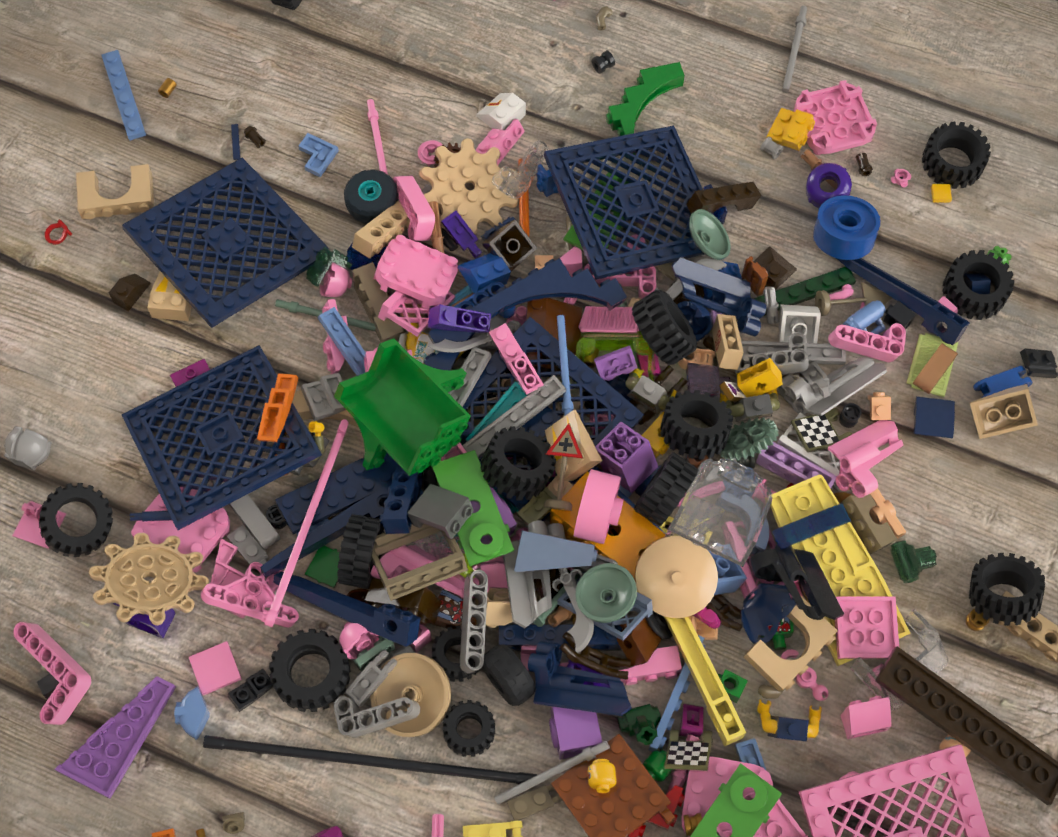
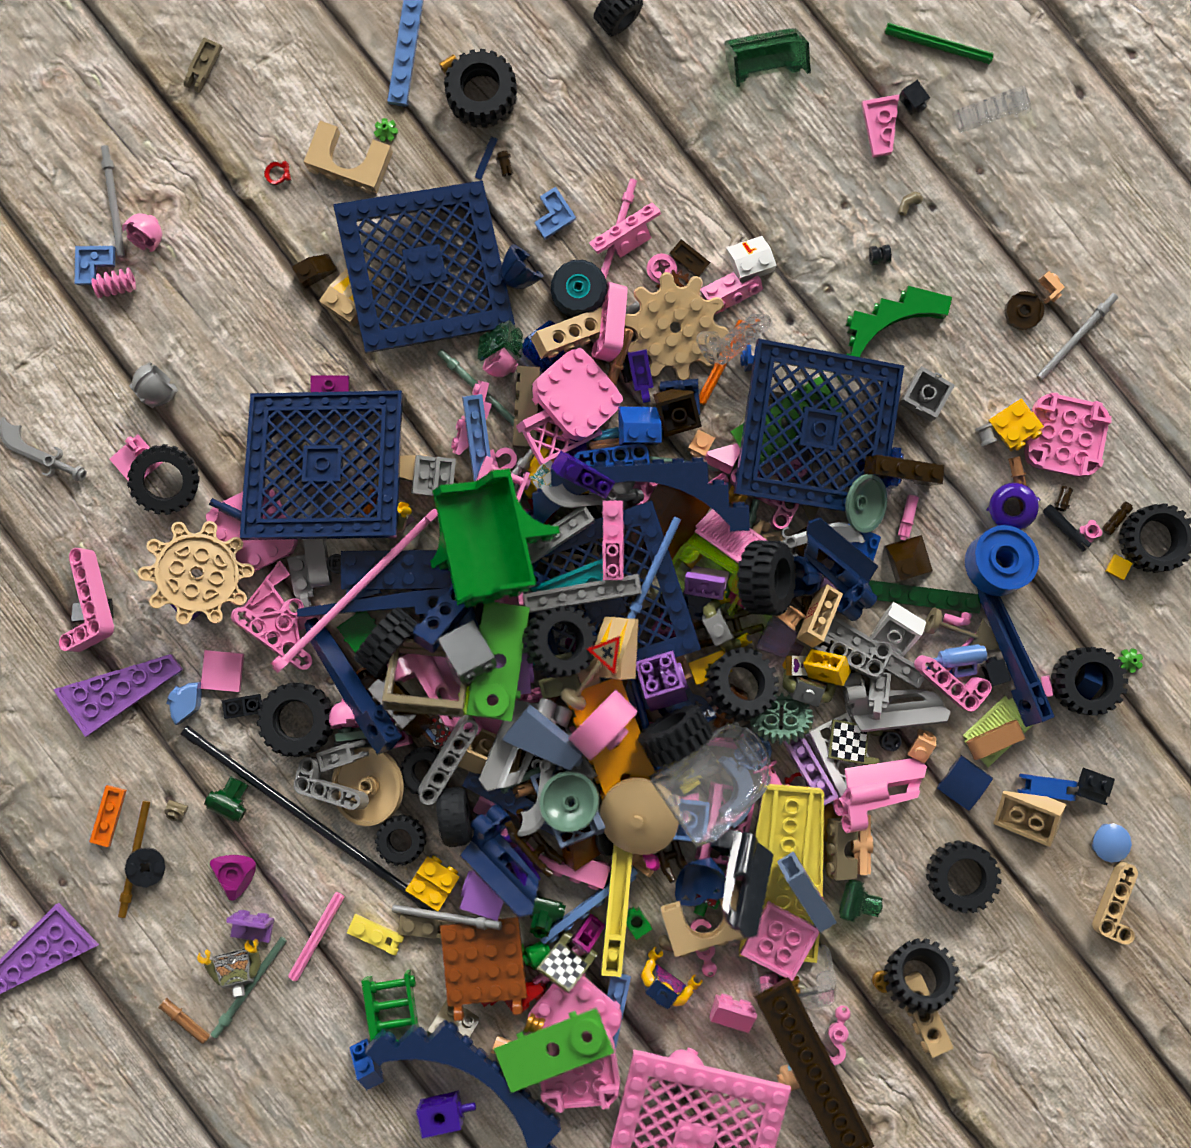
camera: 30 degrees right, 20 degrees up
(137, 158) = (385, 130): none -> bright green plant
(199, 72) = (476, 65): none -> black tyre
(277, 408) = (381, 471): orange slope -> none
(282, 782) = (228, 801): none -> dark green piece
(312, 206) = (515, 271): none -> dark blue hair
(389, 139) = (628, 233): none -> bright pink bracket
(450, 134) = (689, 258): none -> dark brown plate
(521, 752) = (433, 883): none -> yellow plate
(601, 775) = (480, 948): yellow head -> none
(705, 139) = (926, 394): none -> light grey brick
(741, 57) = (1016, 318): none -> dark brown plate
(749, 236) = (908, 517): none -> bright pink piece
(751, 21) = (1053, 285): none -> light nougat bracket
(756, 275) = (886, 564): dark orange plate -> none
(771, 305) = (883, 599): light grey axle -> none
(811, 526) = (784, 834): clear blue slope -> none
(862, 566) = (806, 892): none -> sand blue slope
(881, 184) = (1066, 527): none -> black axle
(915, 157) = (1117, 518): none -> dark brown axle
(970, 684) = (839, 1033): none -> bright pink piece
(972, 508) = (939, 876): none -> black tyre

